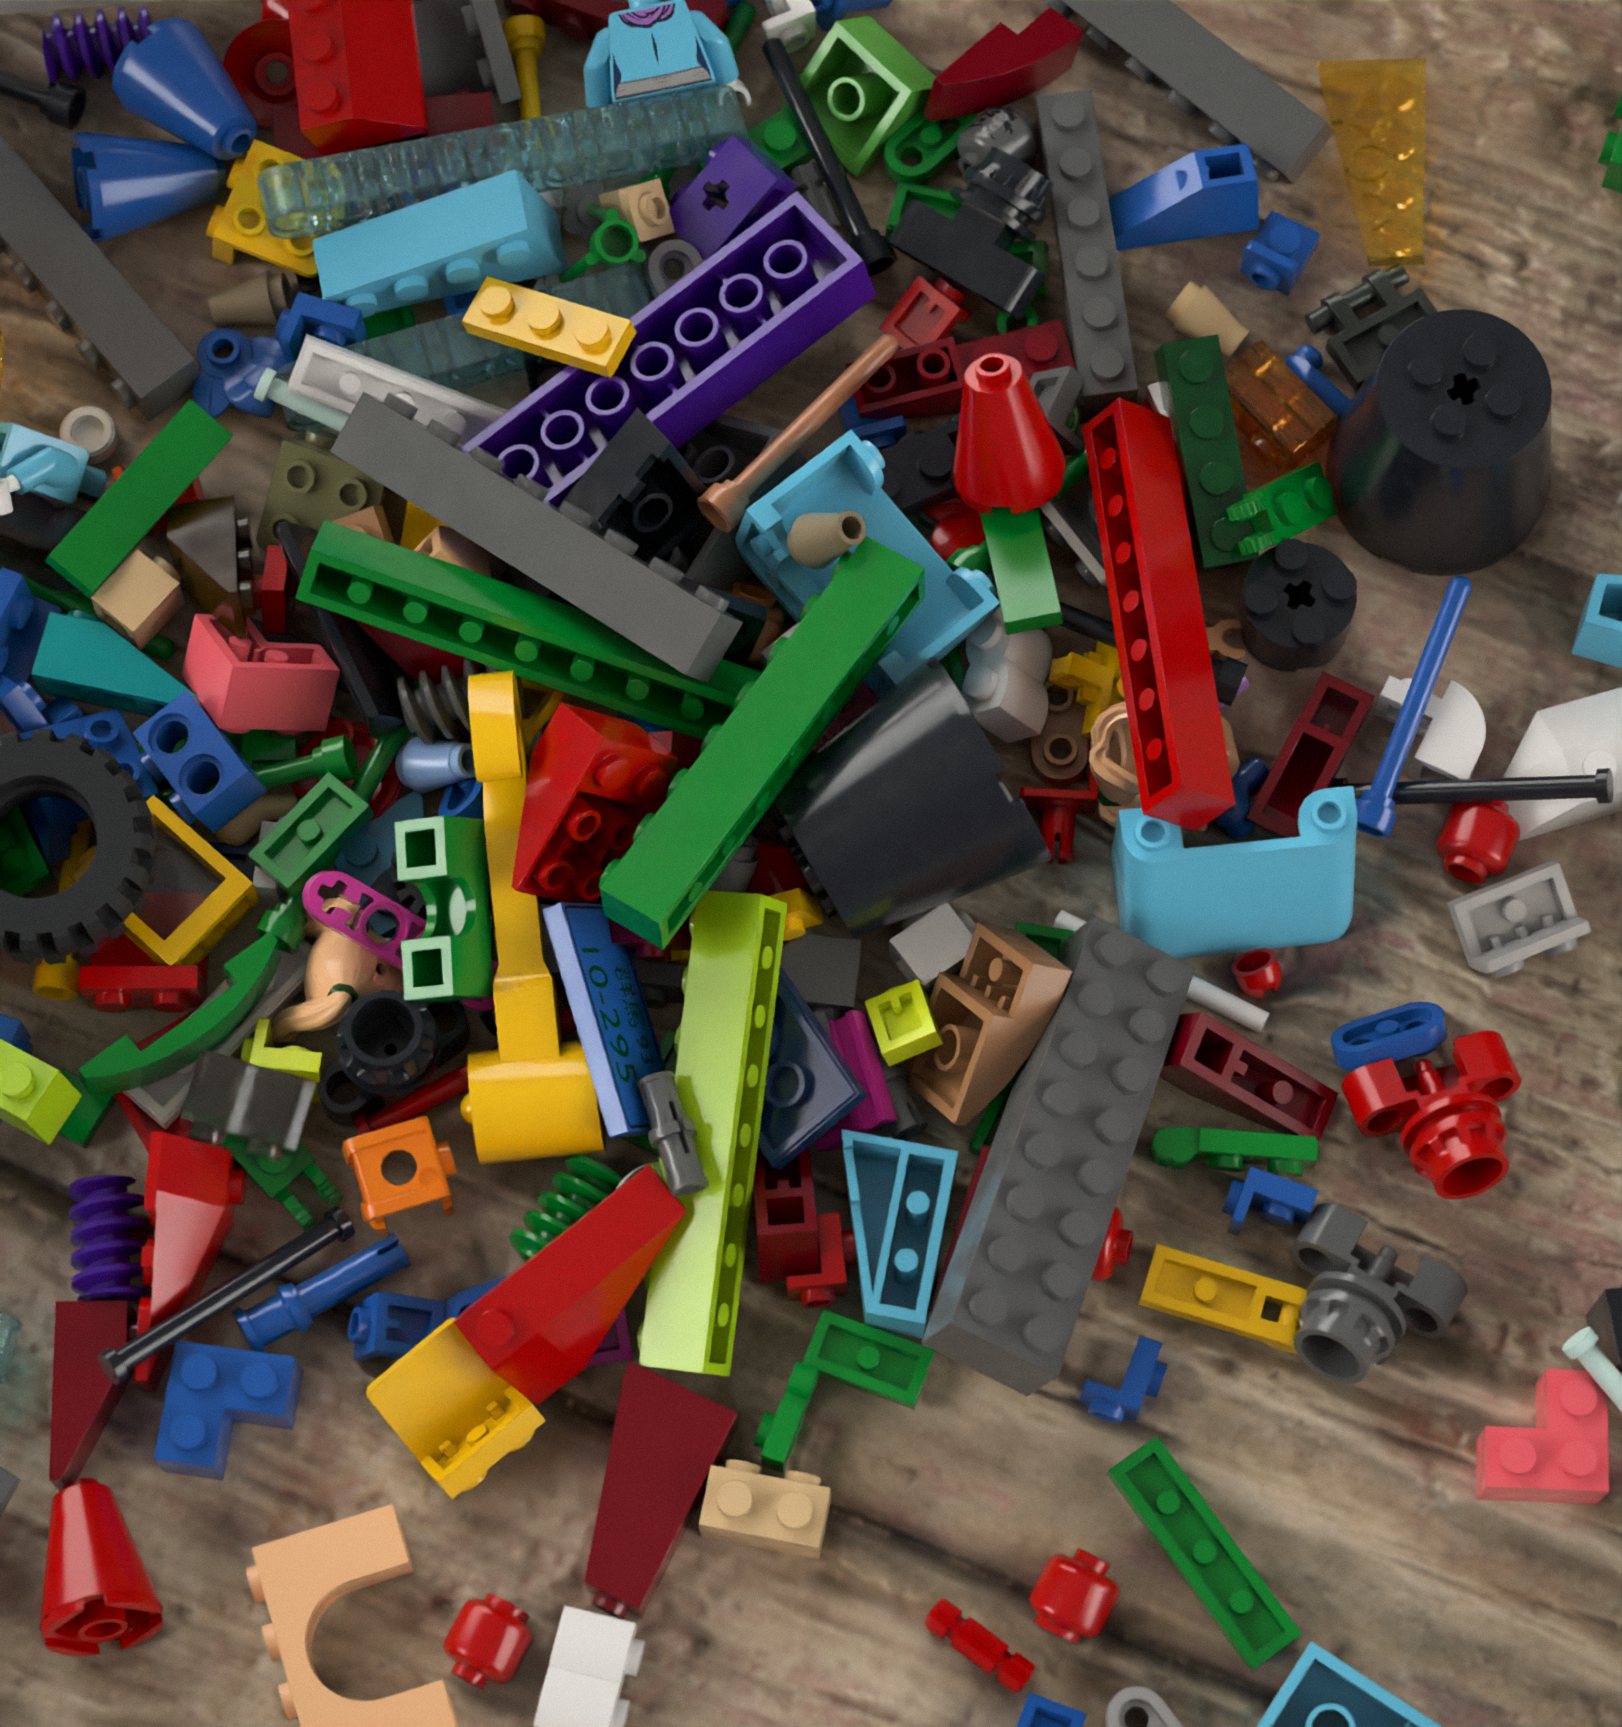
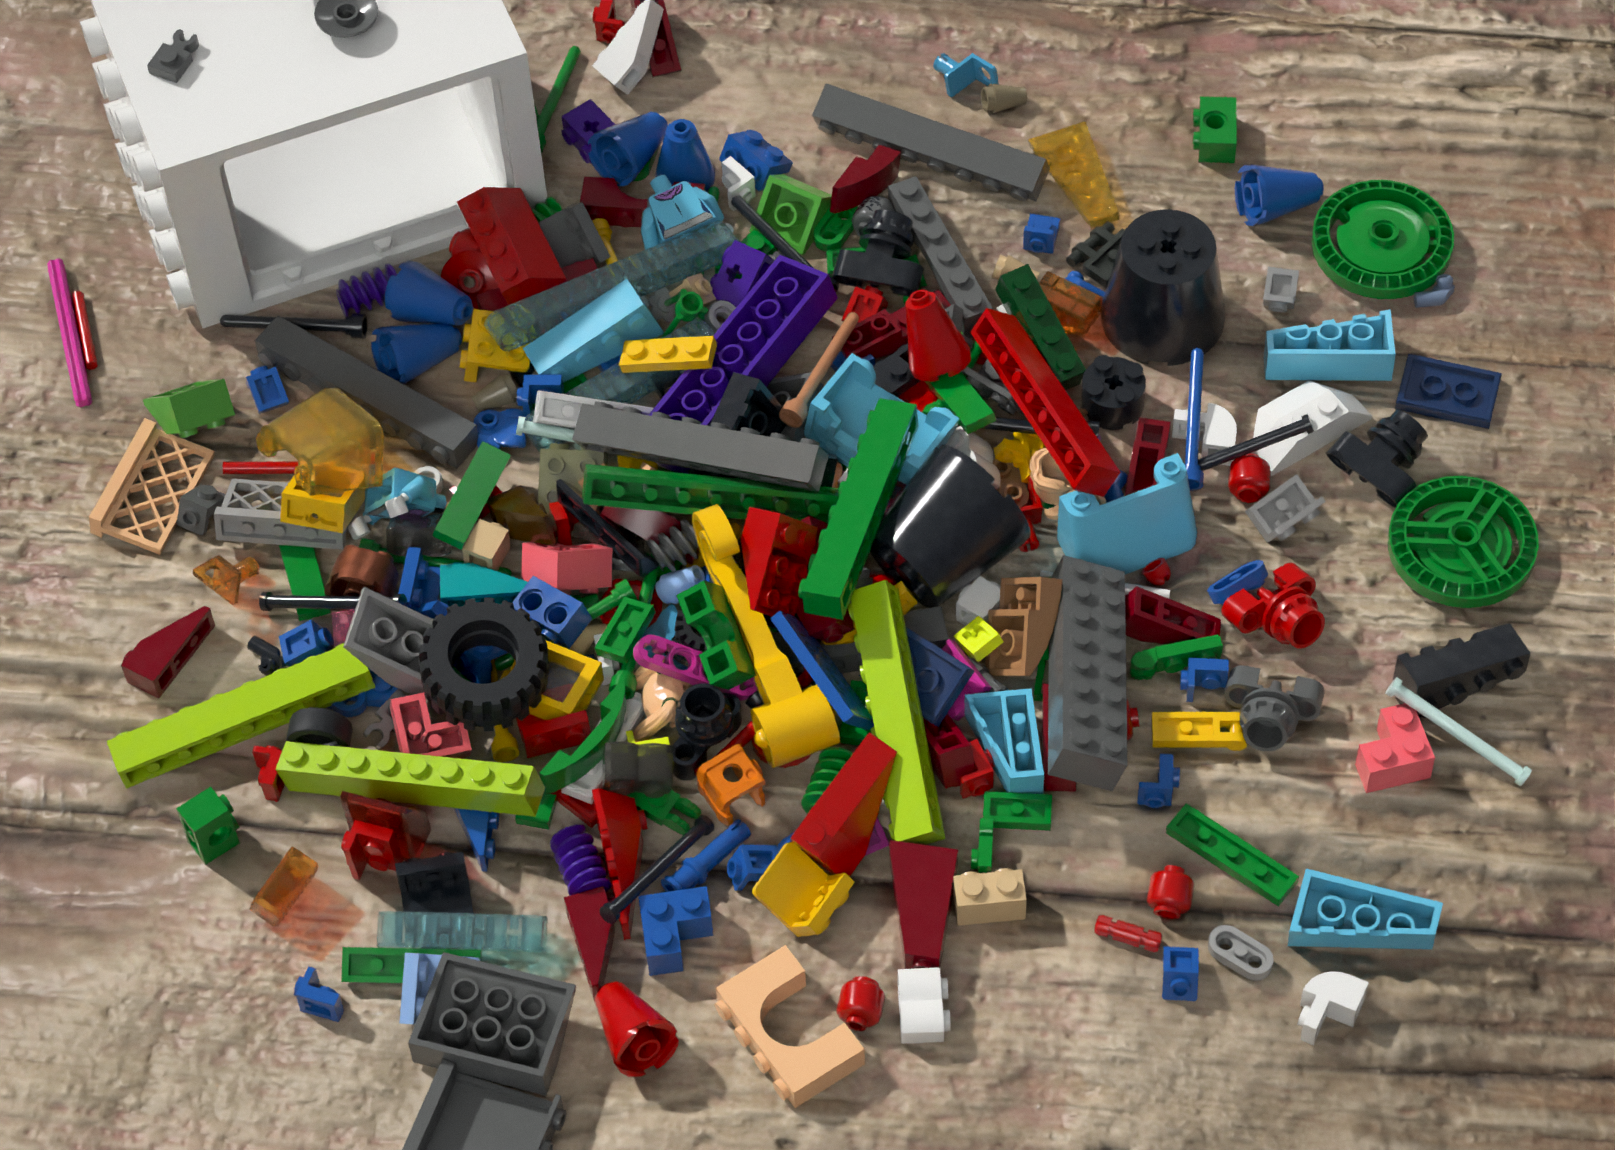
camera: 15 degrees left, 15 degrees down
(672, 1133) = (876, 714): dark grey pin -> none
(823, 537) = (856, 406): dark tan cone -> none
(1190, 199) = (988, 215): blue slope -> none
(1284, 507) = (1090, 344): green hinge -> none

